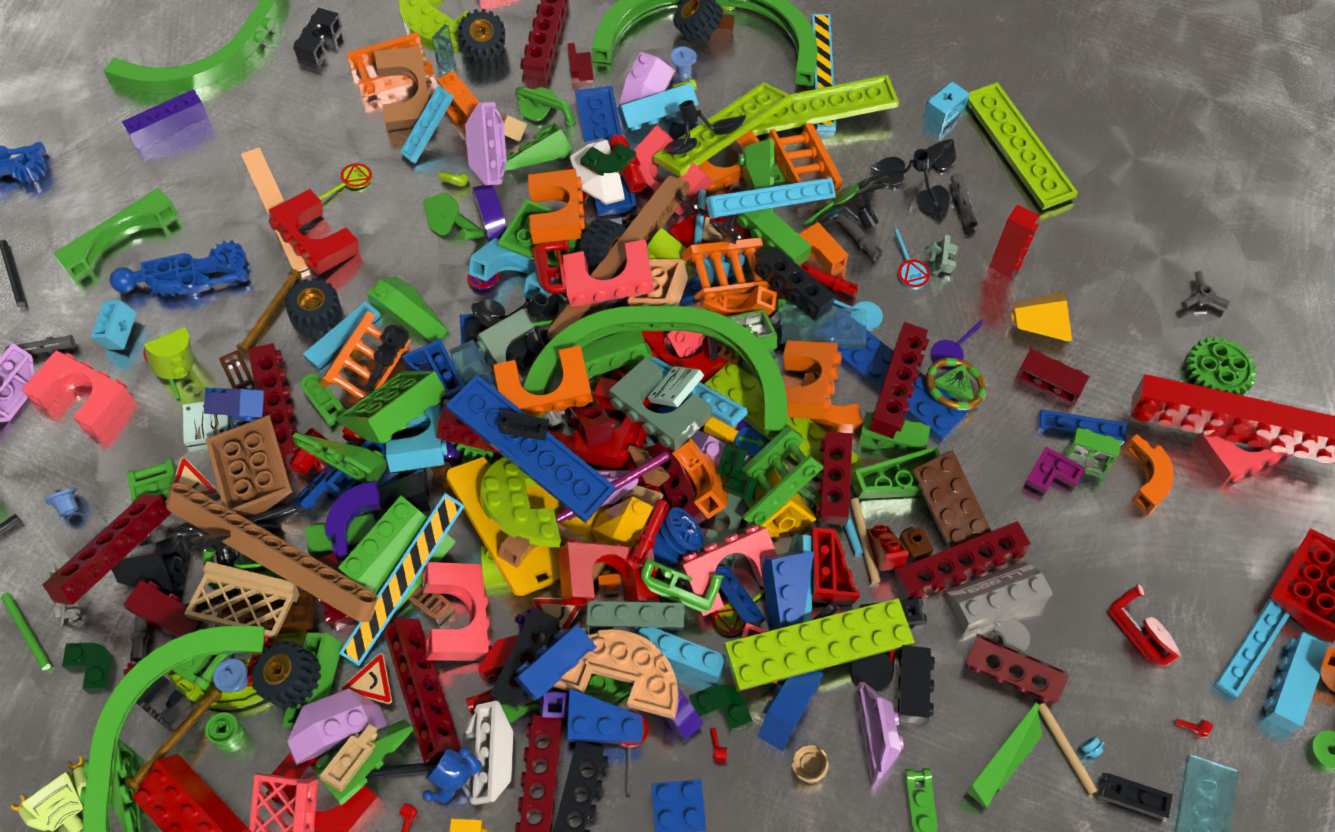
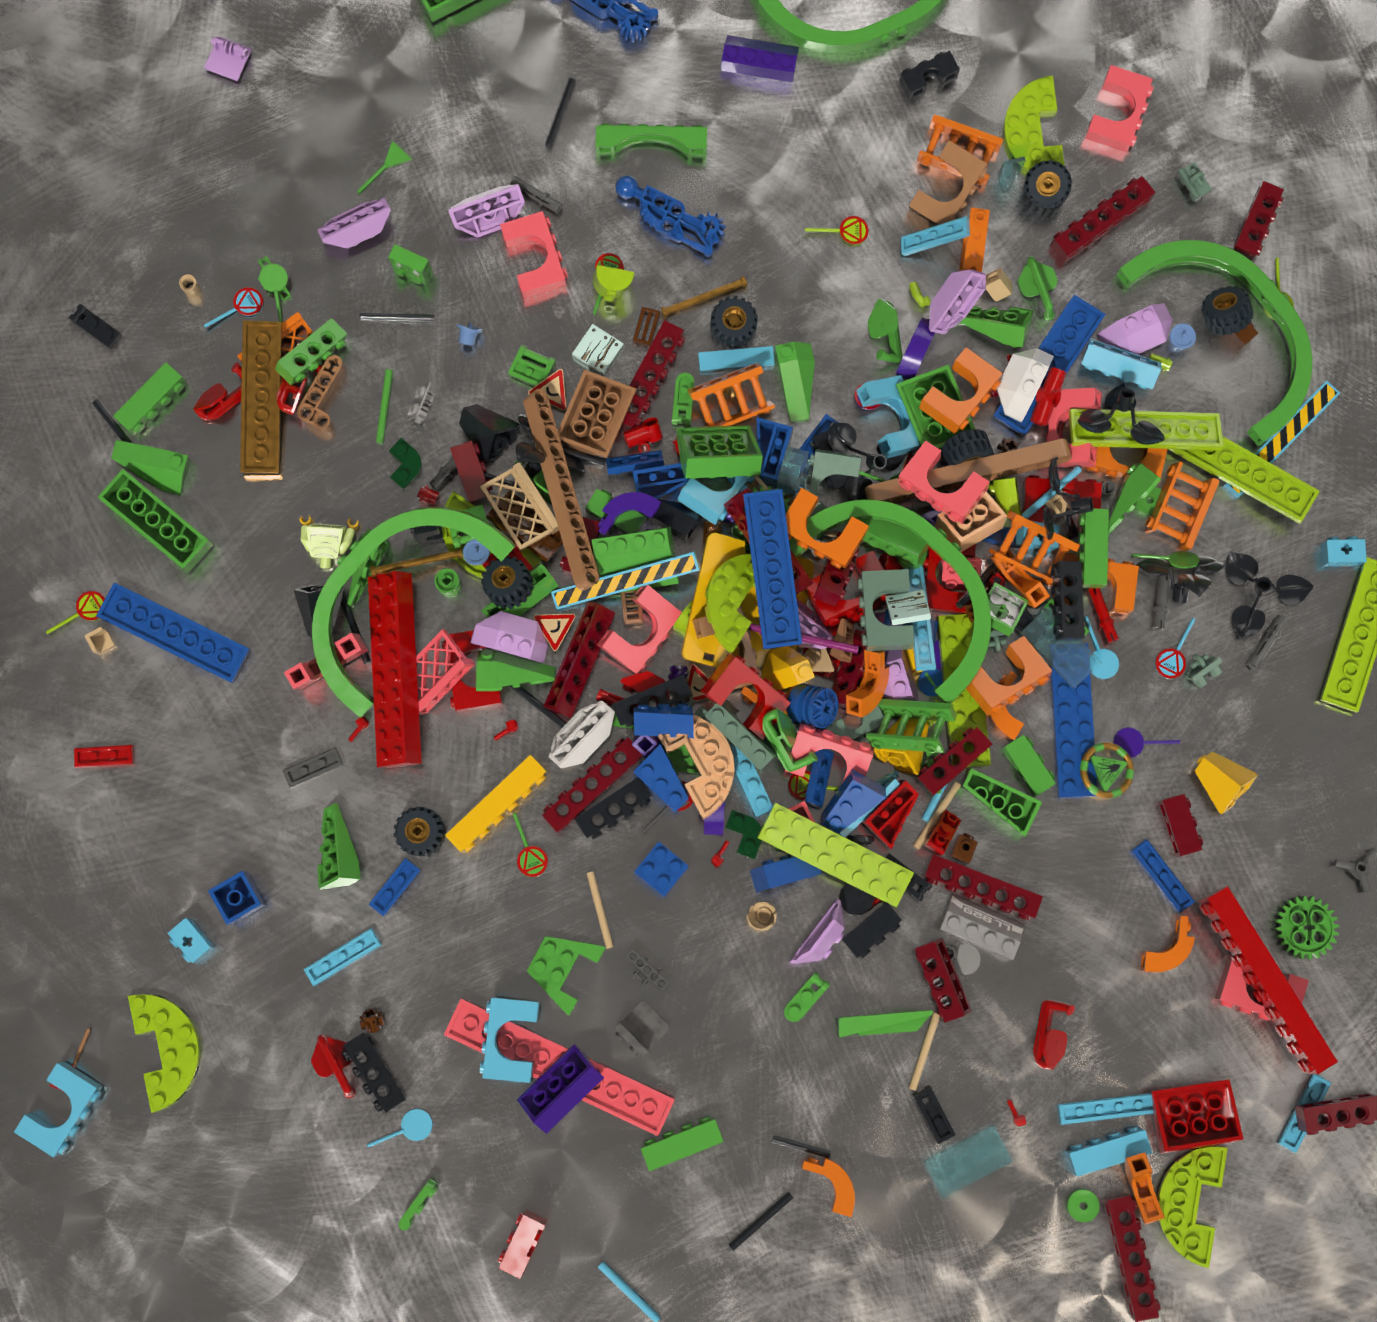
camera: 45 degrees right, 20 degrees up
(106, 550) = (468, 399): dark red brick -> none
(113, 325) = (593, 221): medium azure brick -> none
(239, 403) = (622, 359): blue wedge -> none
(270, 197) = (775, 212): light nougat tile -> none
(317, 253) = (771, 281): red arch -> none
(350, 759) = (501, 669): tan hinge -> none
(352, 460) = (662, 476): bright green wedge -> none
(393, 339) = (763, 399): black piece -> none
(451, 774) = (551, 729): blue piece -> none
(524, 426) = (782, 559): black hinge -> none
(543, 270) = (906, 434): red piece -> none
(580, 66) = (1101, 272): dark red panel -> none
(601, 163) = (1030, 393): dark green plate -> none
(646, 539) = (791, 694): red pin -> none
(731, 476) = (885, 706): dark green plate -> none
(770, 198) = (1115, 523): medium azure tile -> none
(898, 381) = (1112, 715): dark red brick -> none
(950, 499) = (1014, 844): reddish brown plate -> none
(1015, 241) = (1255, 711): red wedge -> none
(1051, 466) = (1109, 881): magenta plate -> none
(1092, 747) = (939, 1065): medium azure plate -> none
(1093, 450) = (1143, 898): bright green piece -> none

